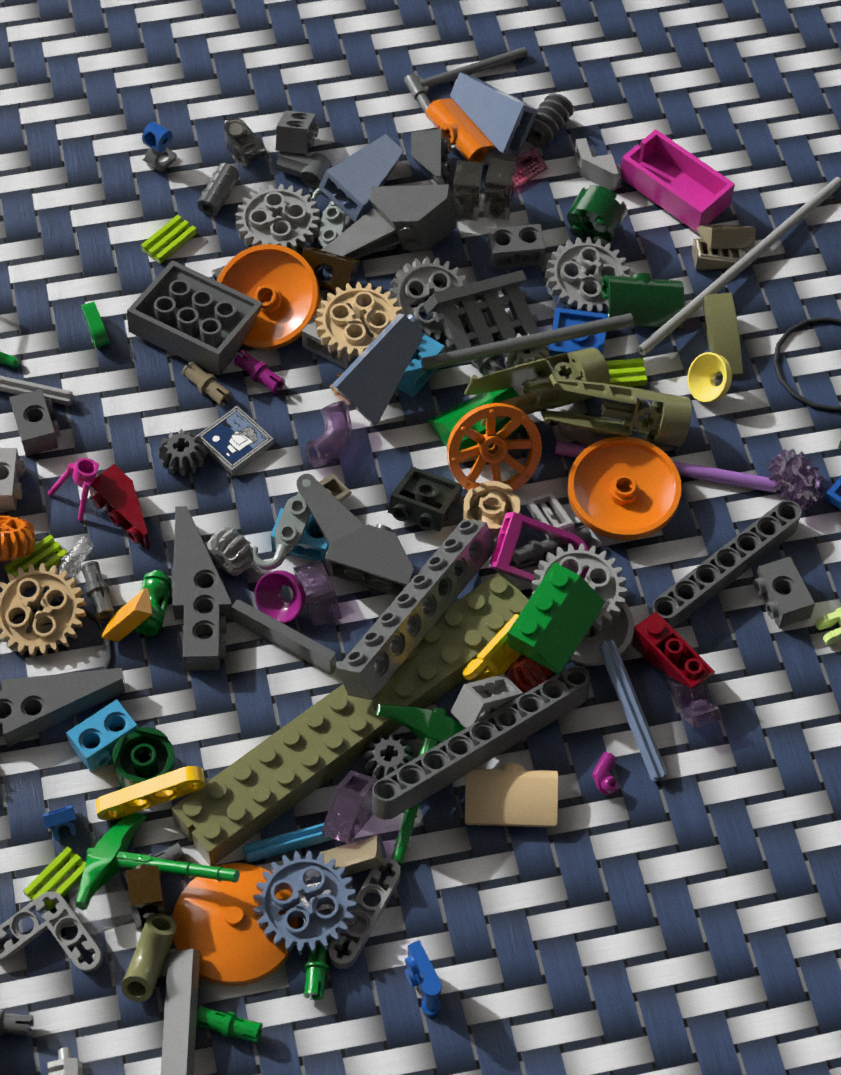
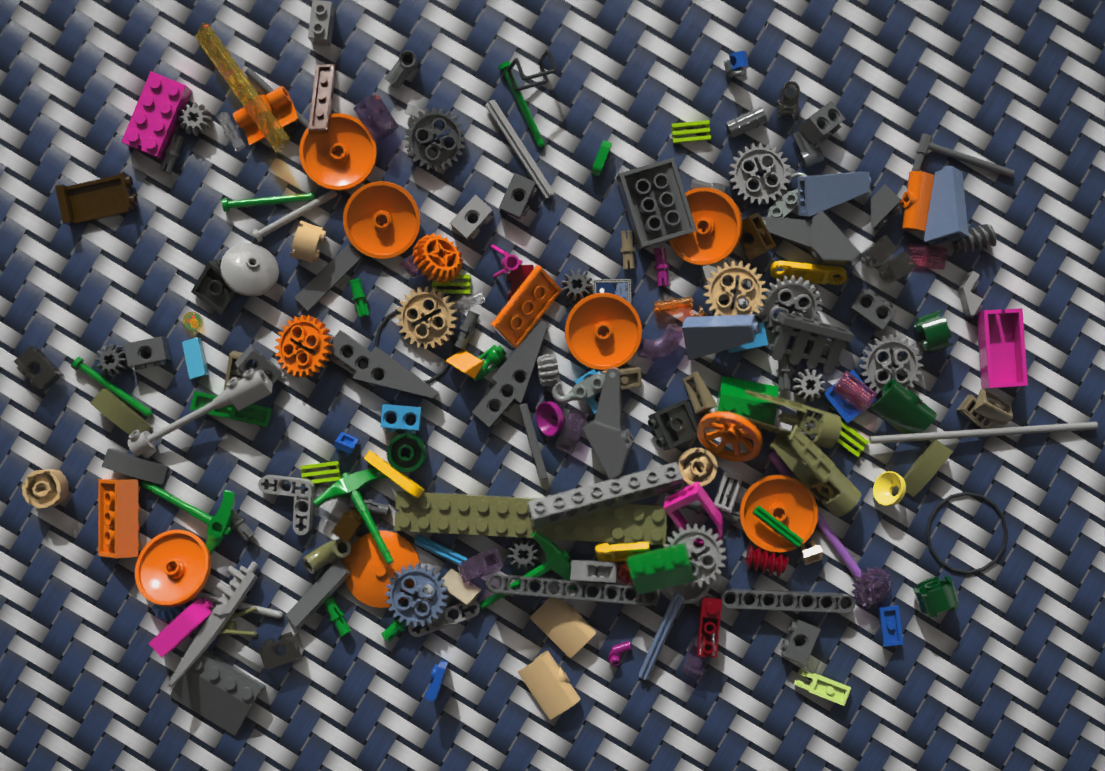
camera: 45 degrees right, 30 degrees up
(145, 507) = (526, 307): none -> orange tile
(253, 467) = (603, 331): none -> orange dish
(307, 394) = (672, 304): none -> clear orange pin
(432, 249) = (813, 272): none -> yellow plate
(436, 454) = (702, 399): none -> dark tan slope
(527, 342) = (812, 384): dark grey piece -> none
(563, 876) = (549, 685): none -> tan panel
(572, 317) = (854, 391): none -> clear pink slope
(636, 494) = (777, 526): none -> green axle
(662, 543) = (766, 561): none -> dark red piece
(701, 501) = (812, 554): none -> tan tile

